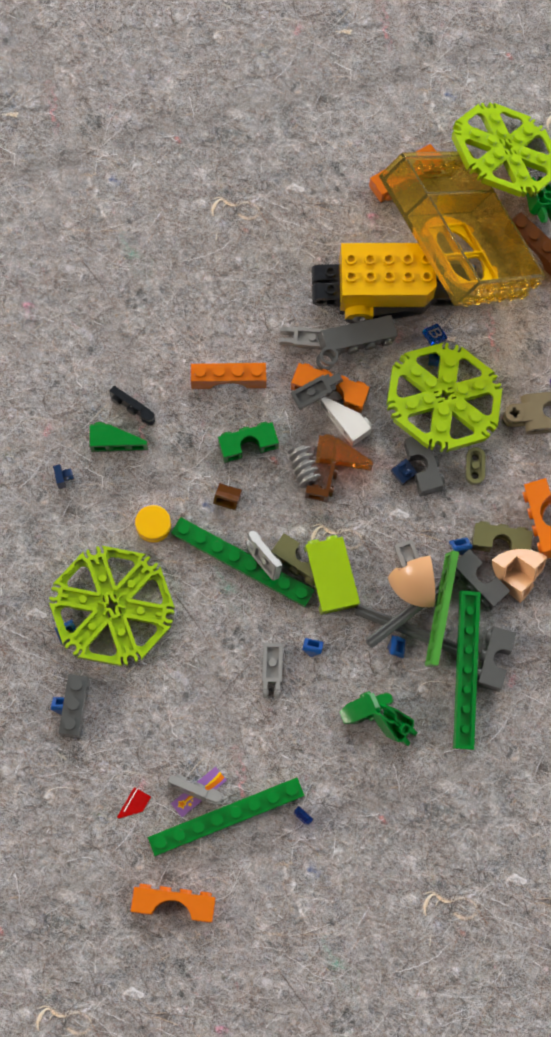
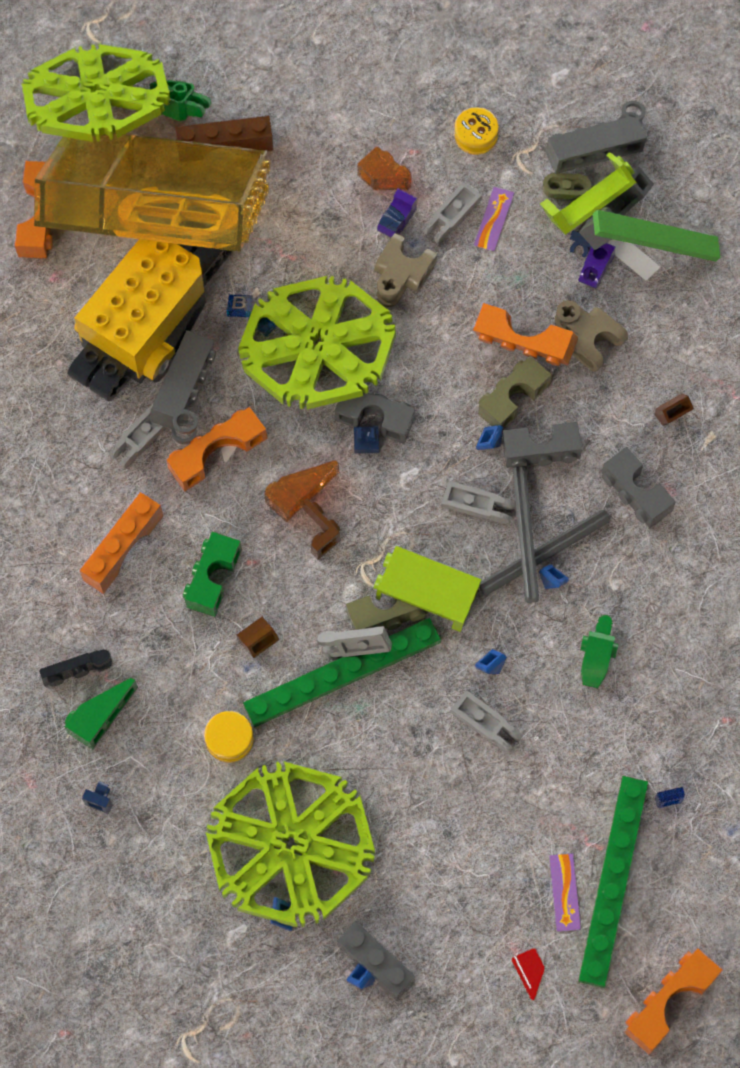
camera: 50 degrees left, 5 degrees down
(195, 790) = (563, 892): light grey hinge -> none
(303, 466) = (284, 533): light grey piece -> none
(315, 390) = (211, 462): dark grey hinge -> none
(348, 421) = (269, 456): white slope -> none
(395, 724) = (638, 633): green hinge -> none
(415, 582) = (502, 506): light nougat brick -> none
(441, 609) = (548, 501): bright green tile -> none
(466, 670) = (630, 523): green plate -> none
(475, 467) = (417, 364): olive plate -> none
(519, 570) = (560, 398): light nougat brick -> none

